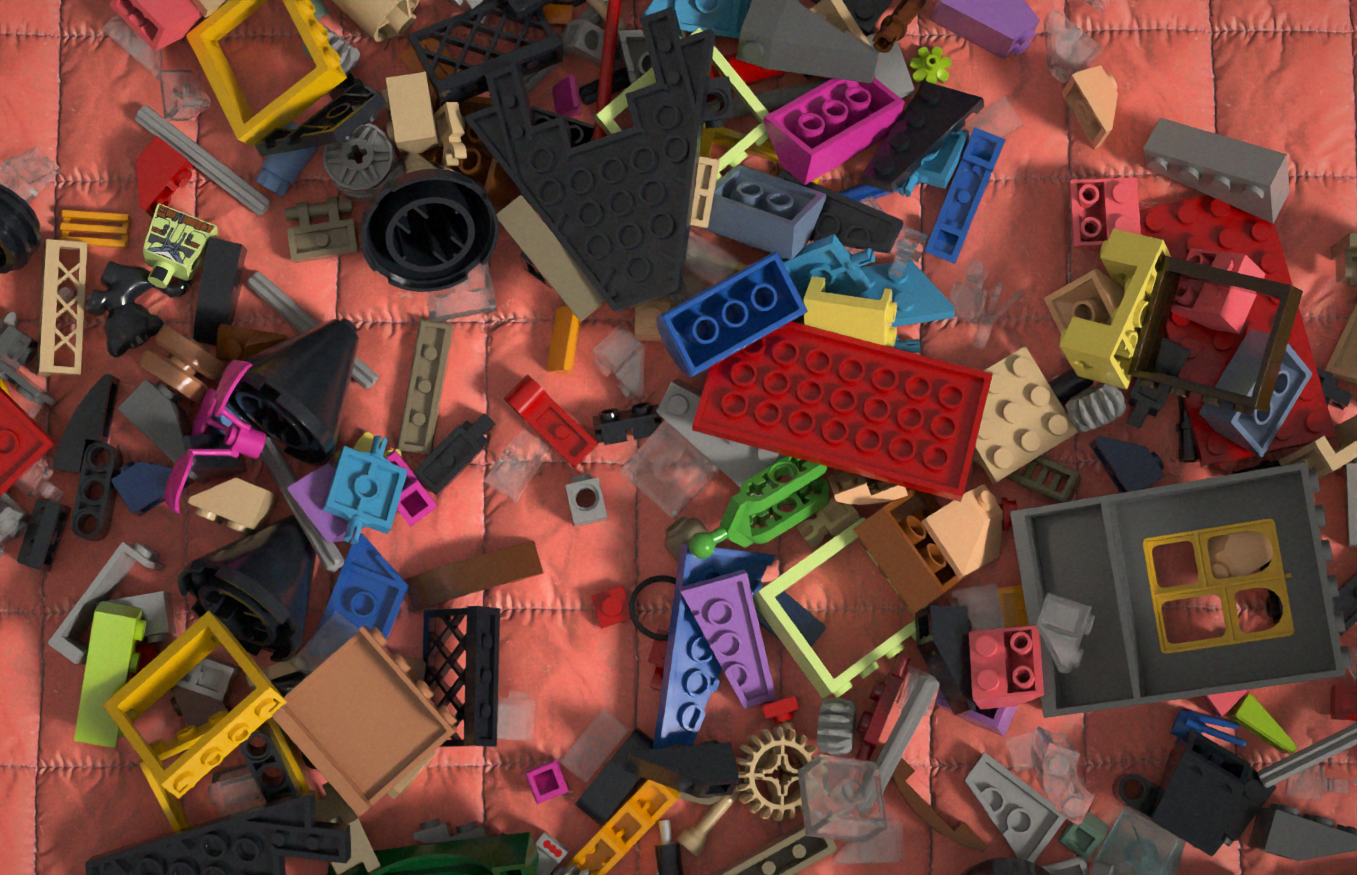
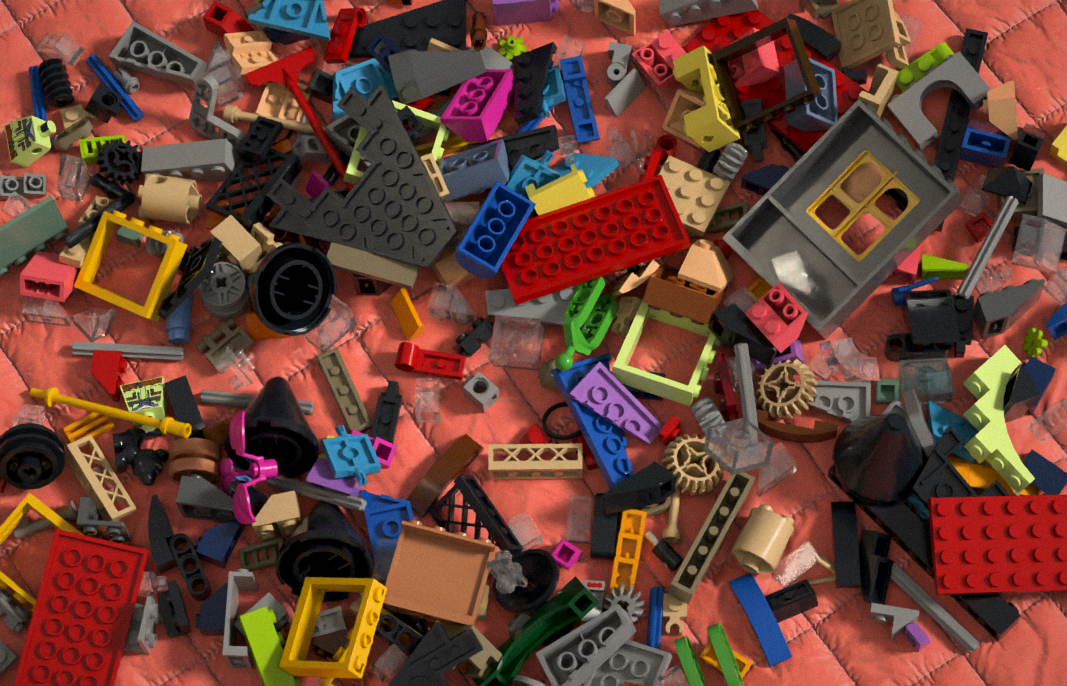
camera: 30 degrees left, 15 degrees down
(81, 569) = (212, 613): none -> dark blue slope
(170, 301) = (167, 425): none -> yellow bar
(215, 537) = (263, 547): none -> olive slope
(315, 273) = (242, 375): none -> clear hips
(453, 768) = (506, 572): none -> clear hips
(463, 775) = (542, 576): none -> black dish
(585, 648) = (535, 469): none -> tan fence
(947, 763) = (793, 397): none -> tan gear
(997, 342) = (659, 156): none -> red plate
(1028, 222) = (624, 93): none -> light grey slope
(1040, 187) = (621, 59): none -> light grey leg
(1317, 303) = (817, 38): none -> black slope

